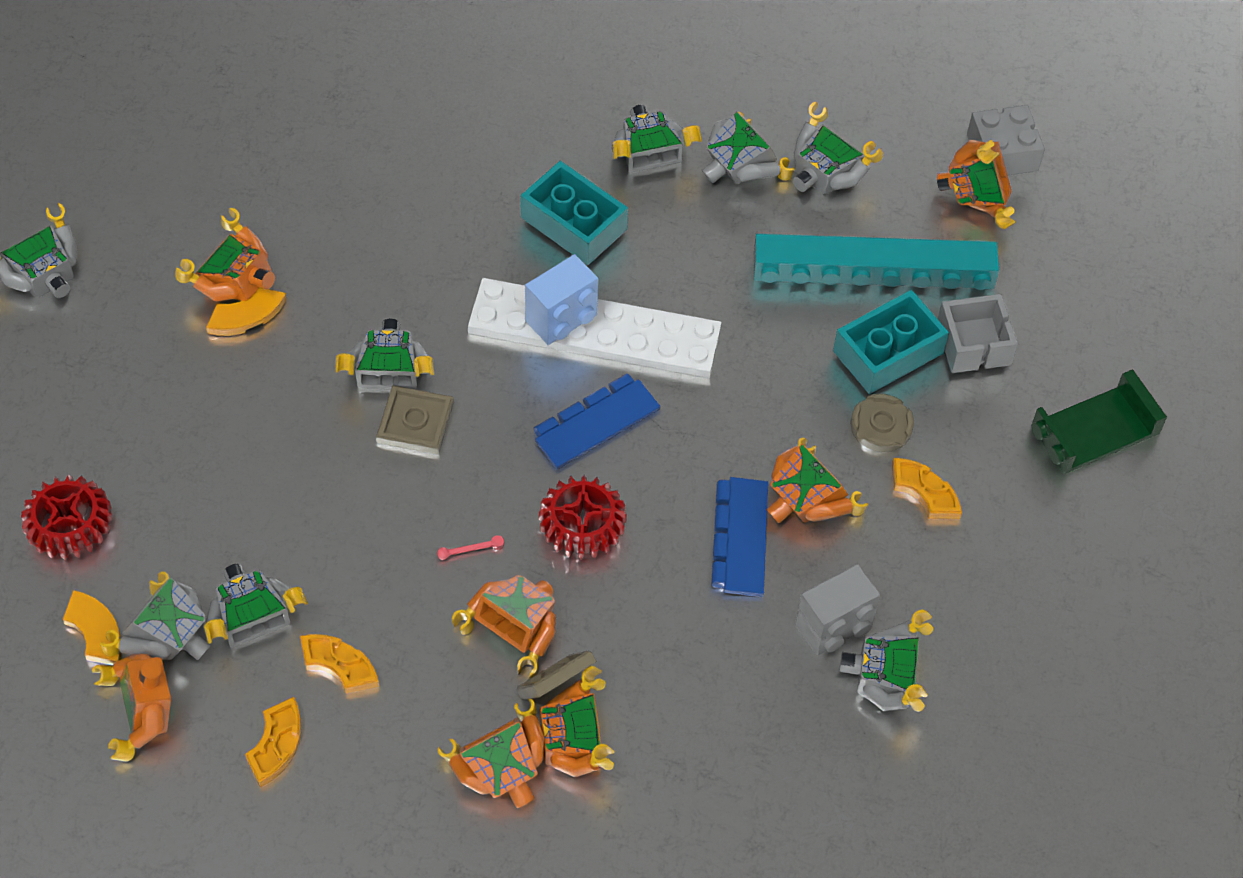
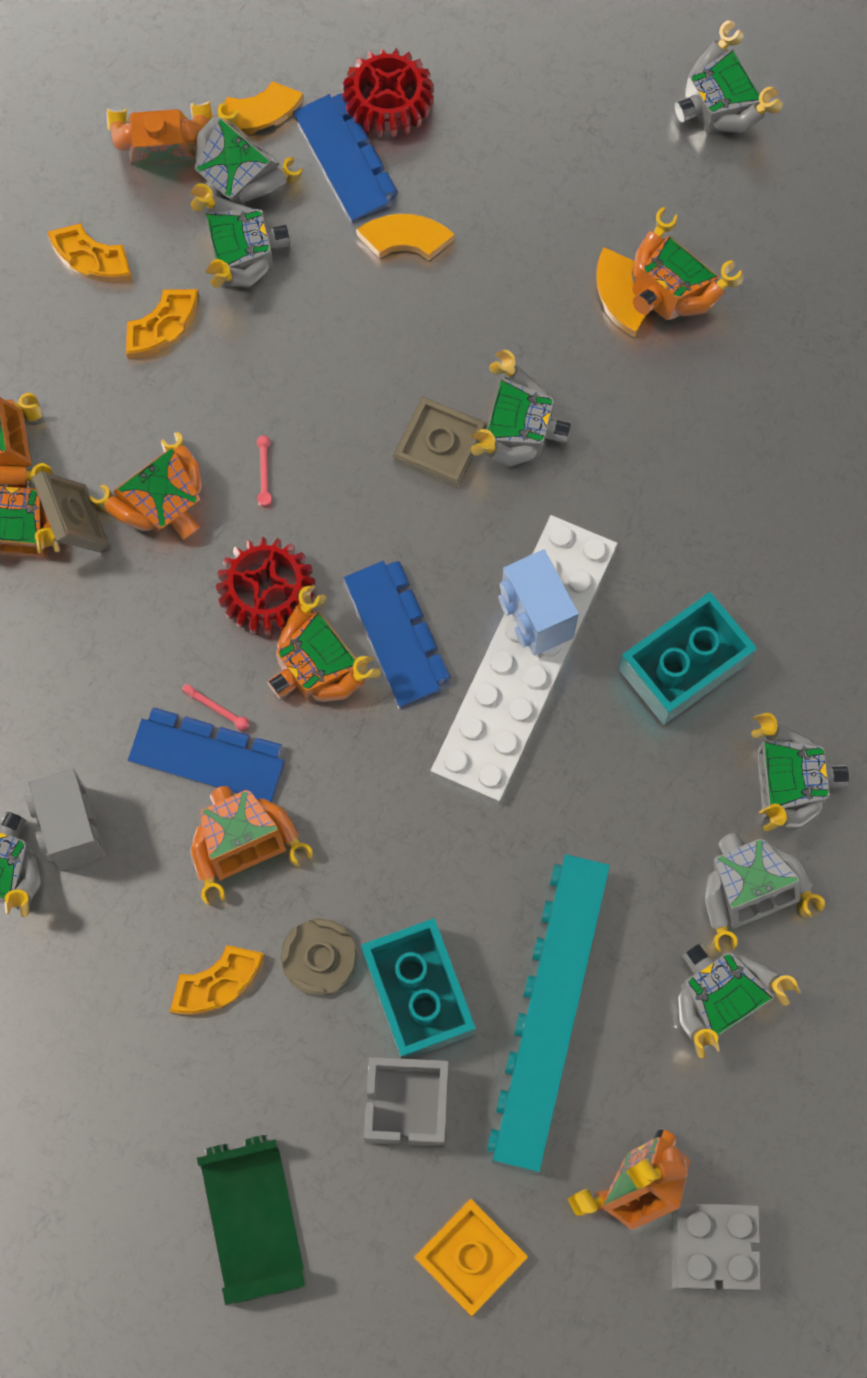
camera: 105 degrees right, 15 degrees up
(144, 544) = (346, 156): none -> blue windscreen
(212, 481) = (405, 233): none -> light orange tile
(640, 463) = (316, 657): none -> torso
(706, 516) = (241, 723): none -> coral hinge
(1066, 286) = (471, 1257): none -> light orange tile

